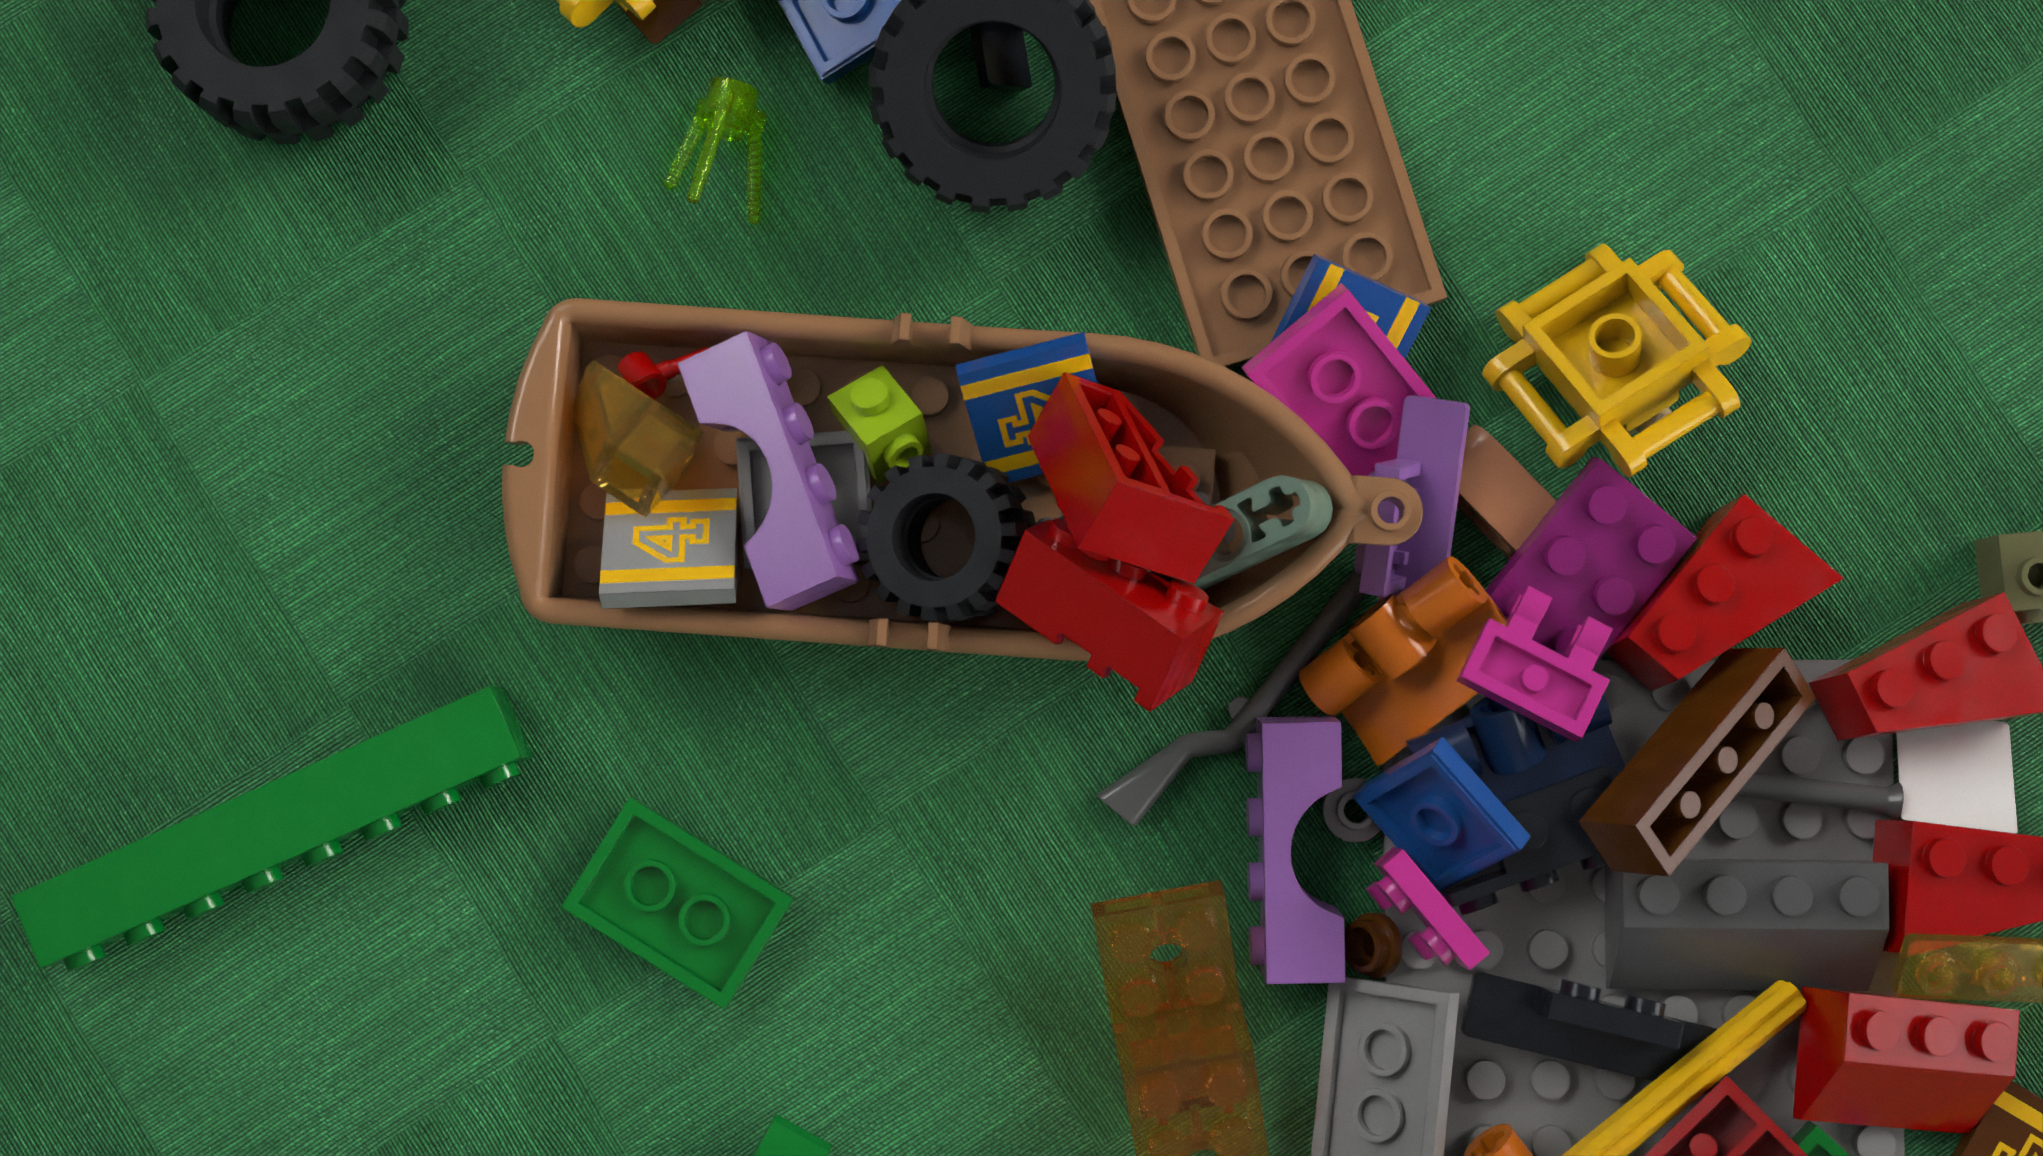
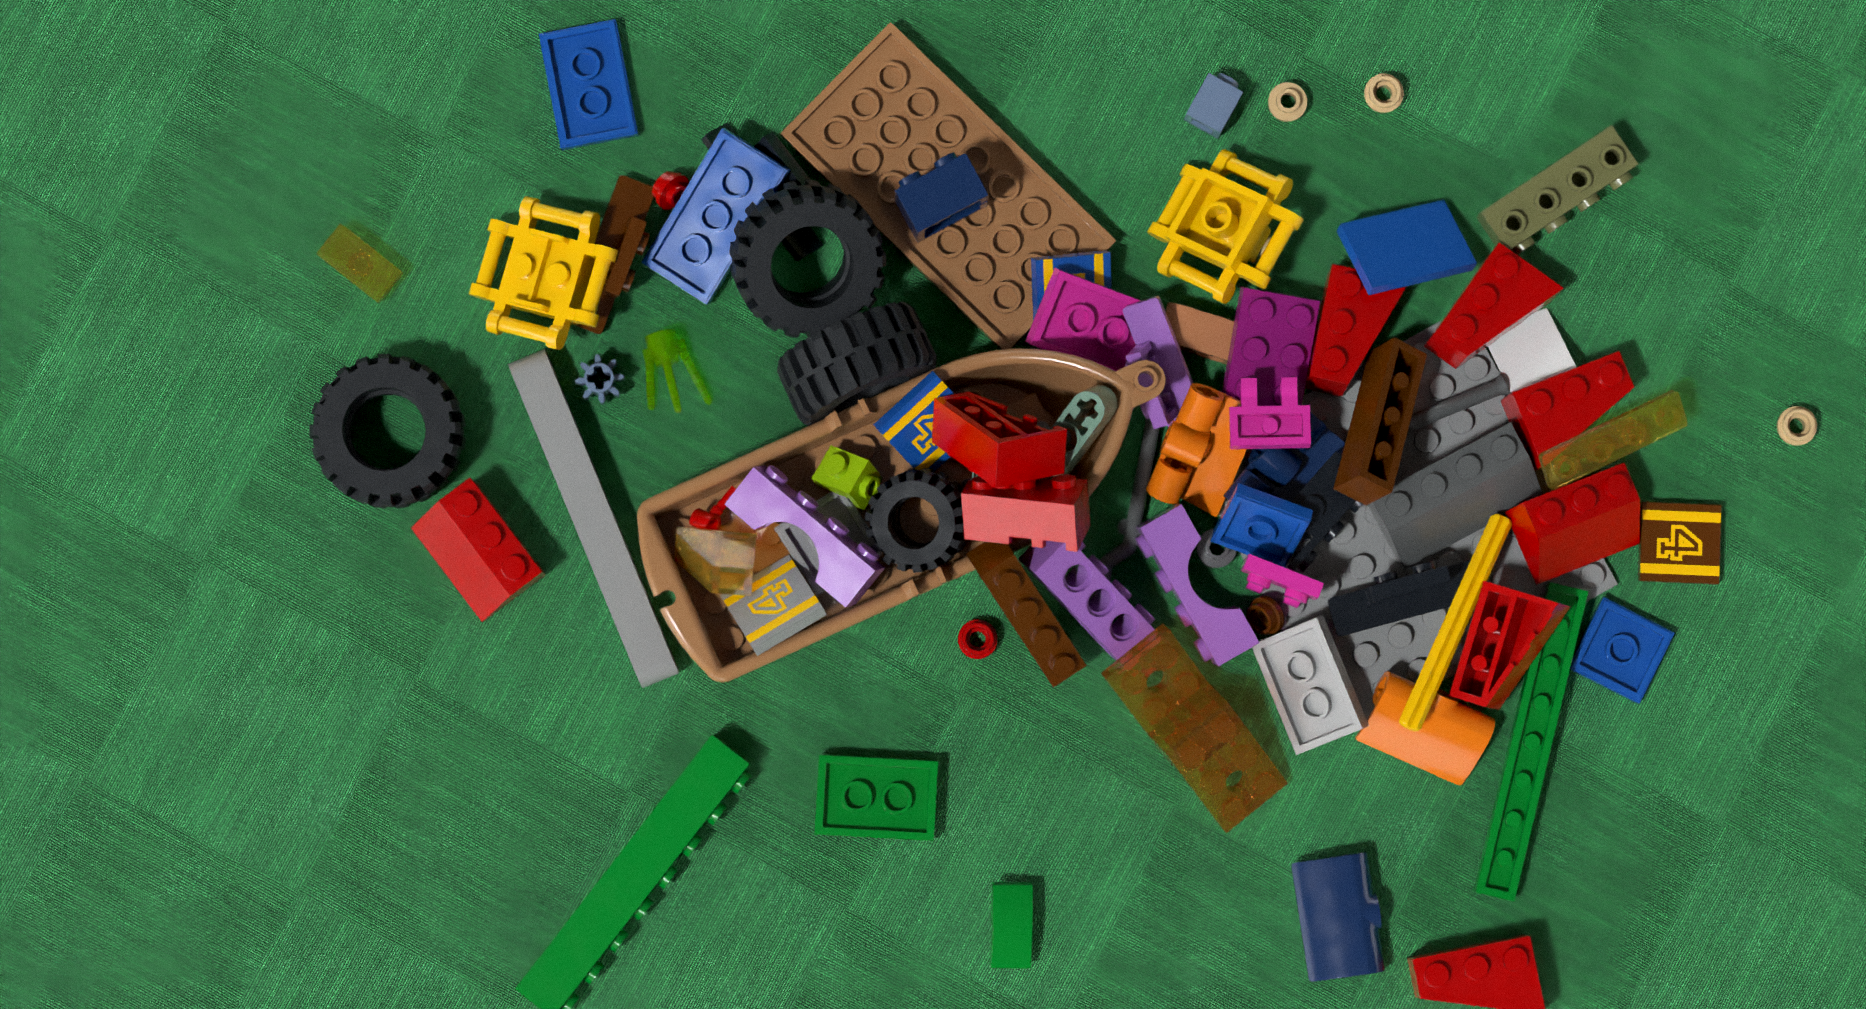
camera: 35 degrees left, 0 degrees up
(320, 248) = (477, 549): none -> red slope
(499, 287) = (593, 518): none -> light grey beam
(611, 88) = (591, 373): none -> sand blue gear
(924, 751) = (982, 627): none -> red plate
(981, 255) = (855, 360): none -> black tyre
(1031, 753) = (1026, 611): none -> reddish brown brick
(1118, 763) = (1075, 588): none -> medium lavender brick
(1233, 93) = (940, 196): none -> dark blue piece
(1688, 181) = (1214, 104): none -> sand blue brick
(1780, 247) = (1279, 111): none -> tan plate
(1862, 528) = (1406, 247): none -> blue tile
(1950, 283) = (1386, 81): none -> tan plate

